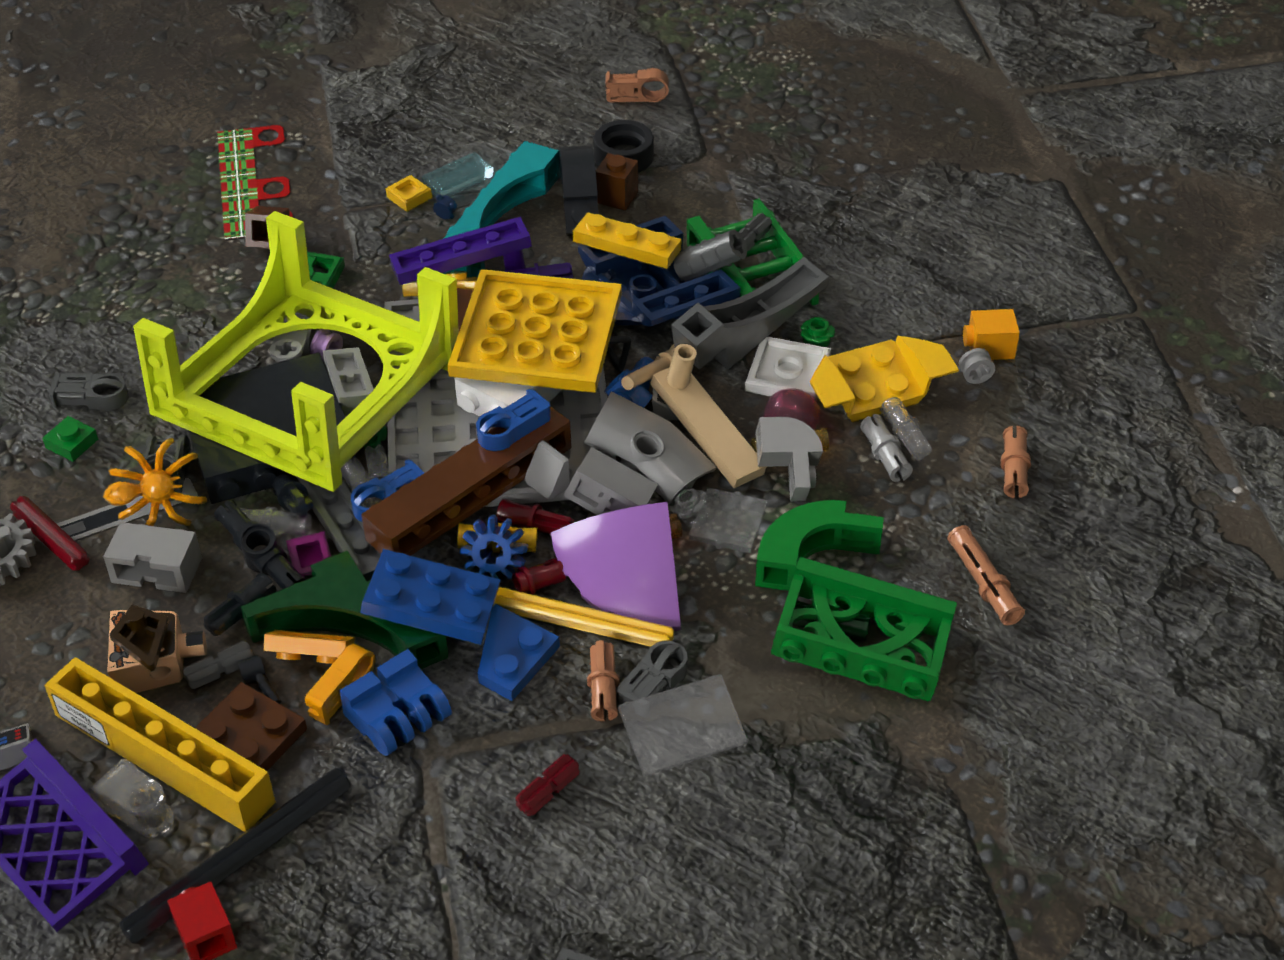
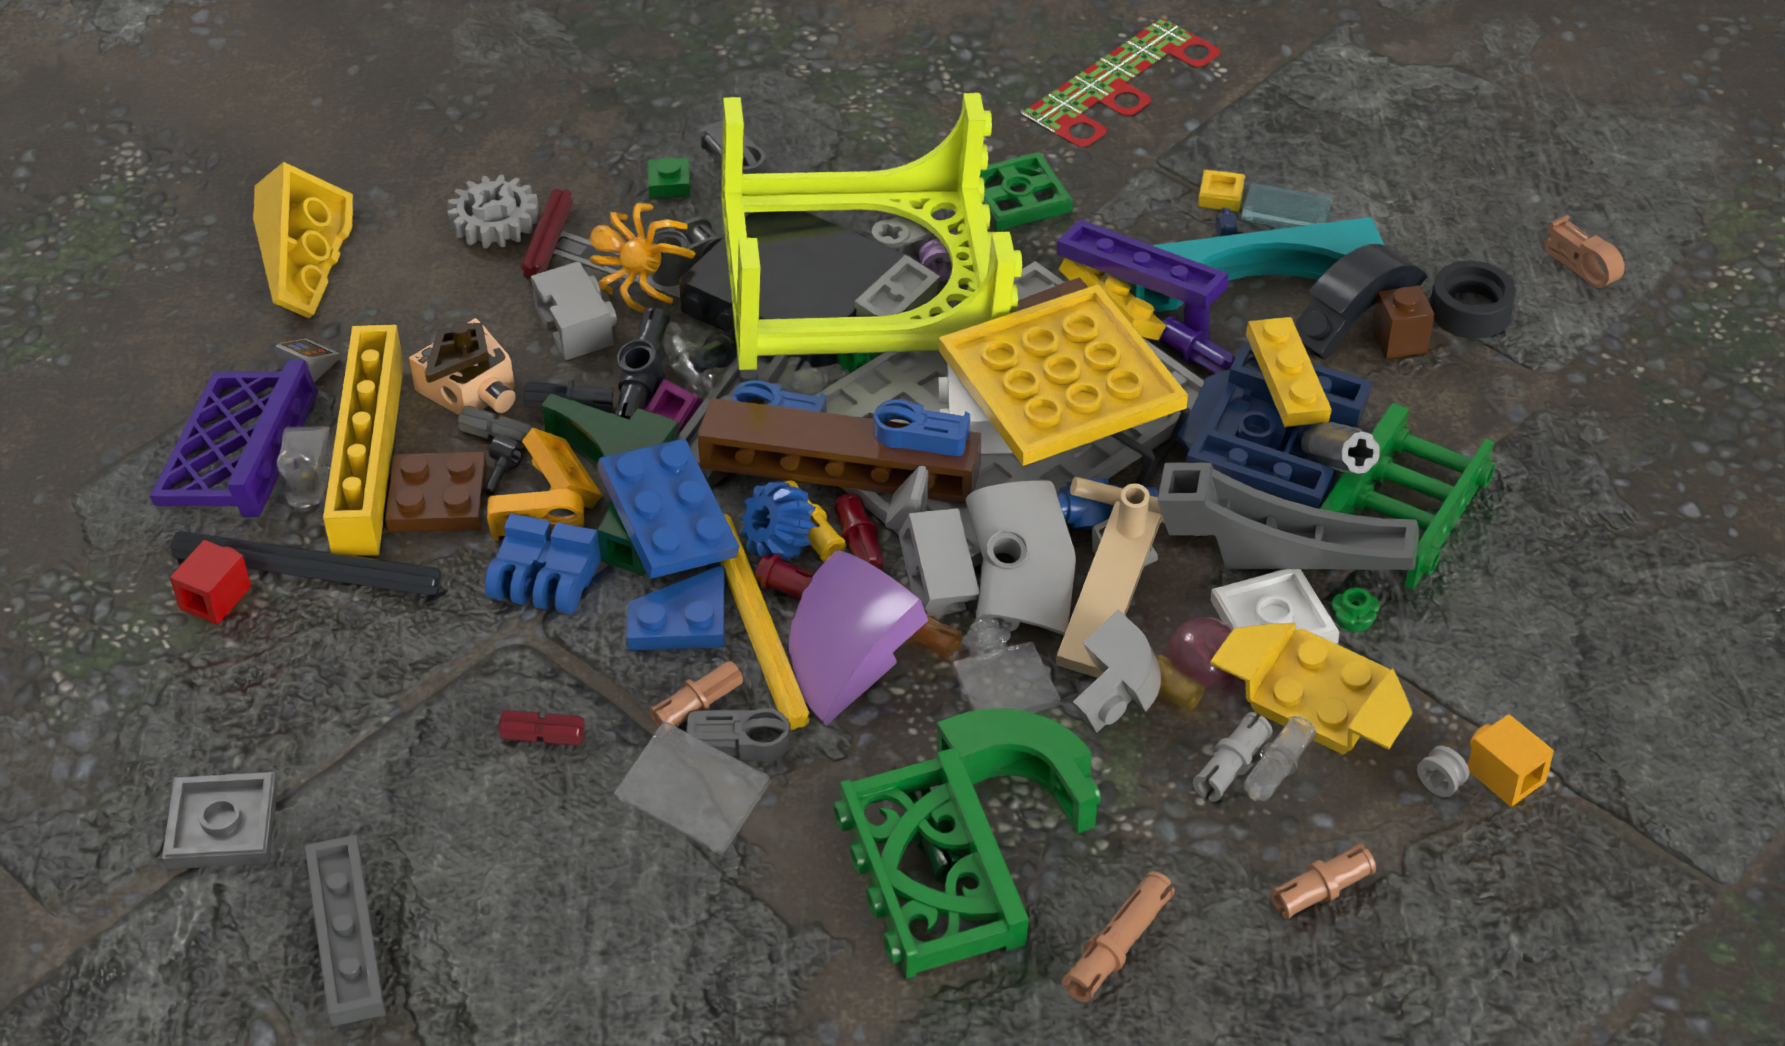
camera: 55 degrees right, 0 degrees up
(256, 227) = (1047, 124): reddish brown brick -> none
(755, 229) = (1434, 465): dark grey piece -> none

